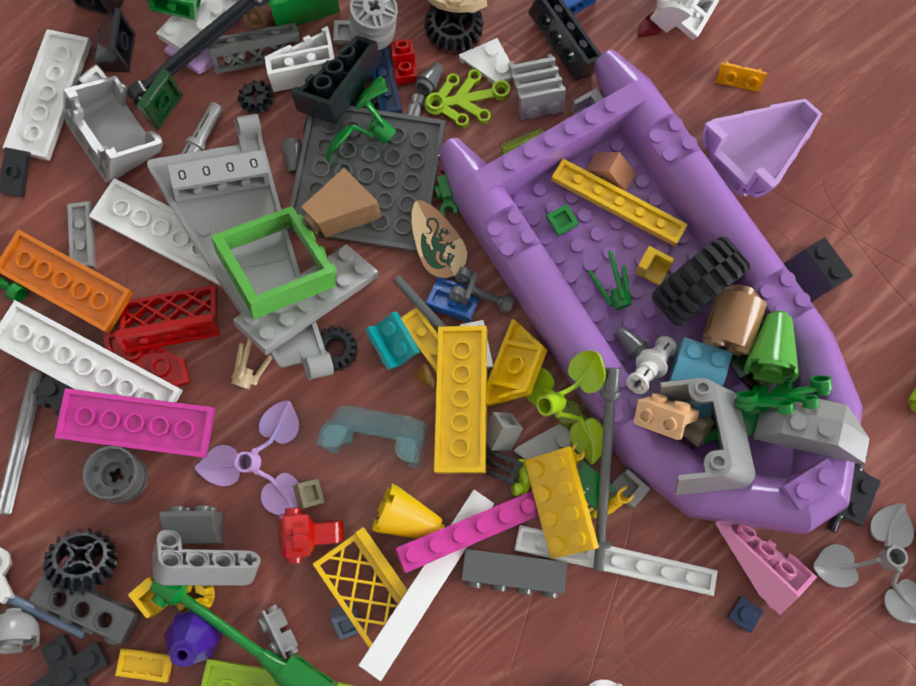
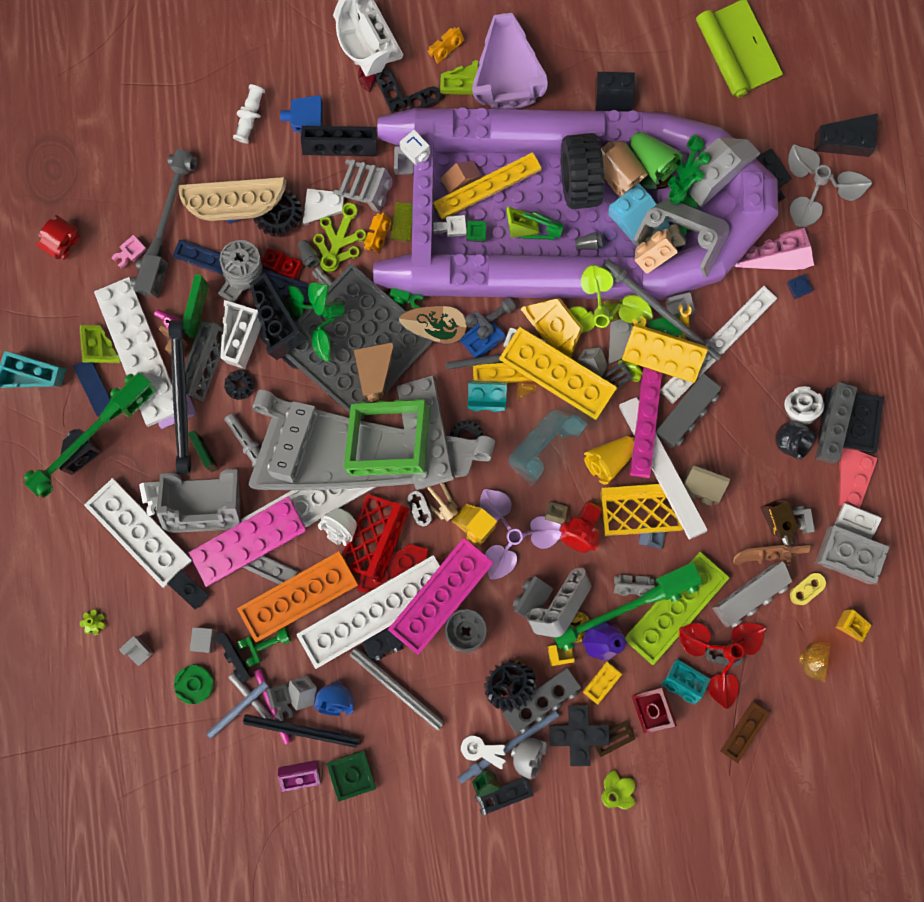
camera: 60 degrees left, 5 degrees up
(94, 198) = (247, 541): none -> dark pink plate
(115, 43) = (130, 461): black slope -> none
(159, 275) = (339, 526): none -> white cone
(229, 347) = (416, 510): none -> beam
(234, 412) = (475, 523): none -> yellow wedge
(291, 151) = (304, 384): dark grey cone -> none
(437, 645) = (705, 485): none -> dark tan slope
(503, 130) = (381, 225): none -> light orange hinge
(551, 195) = (453, 226): none -> white plate
(597, 258) = (519, 224): none -> lime slope
(602, 95) = (415, 147): none -> white brick
(649, 69) = (399, 101): none -> black beam
(651, 364) = (614, 237): white piece -> none
(654, 266) = (546, 193): yellow panel -> none
(708, 106) = (459, 80): none -> lime wing

